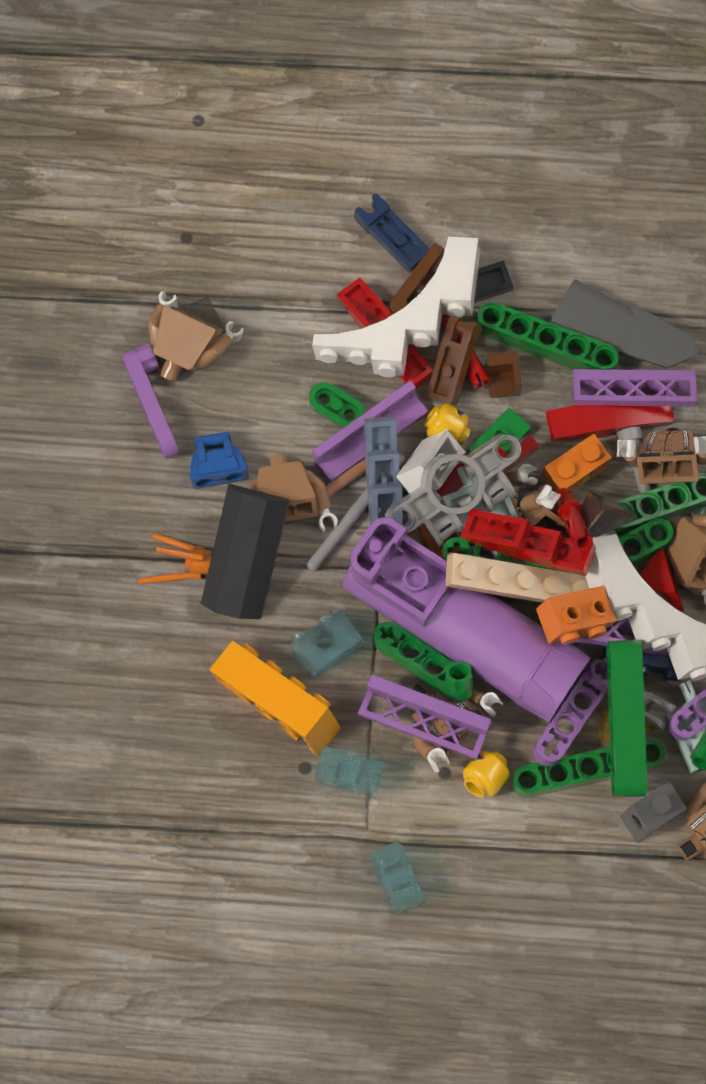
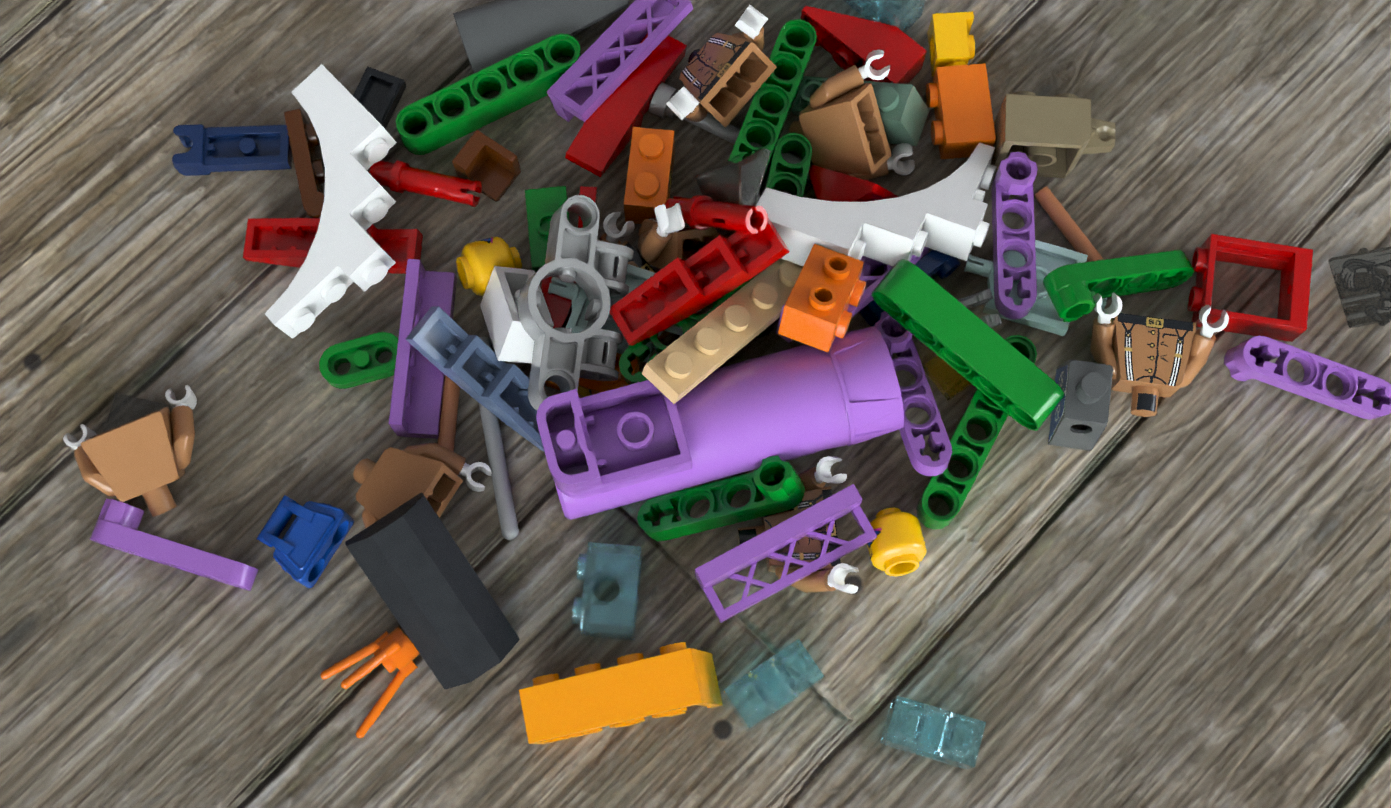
camera: 50 degrees left, 0 degrees up
(453, 360) = (426, 199): reddish brown plate -> none

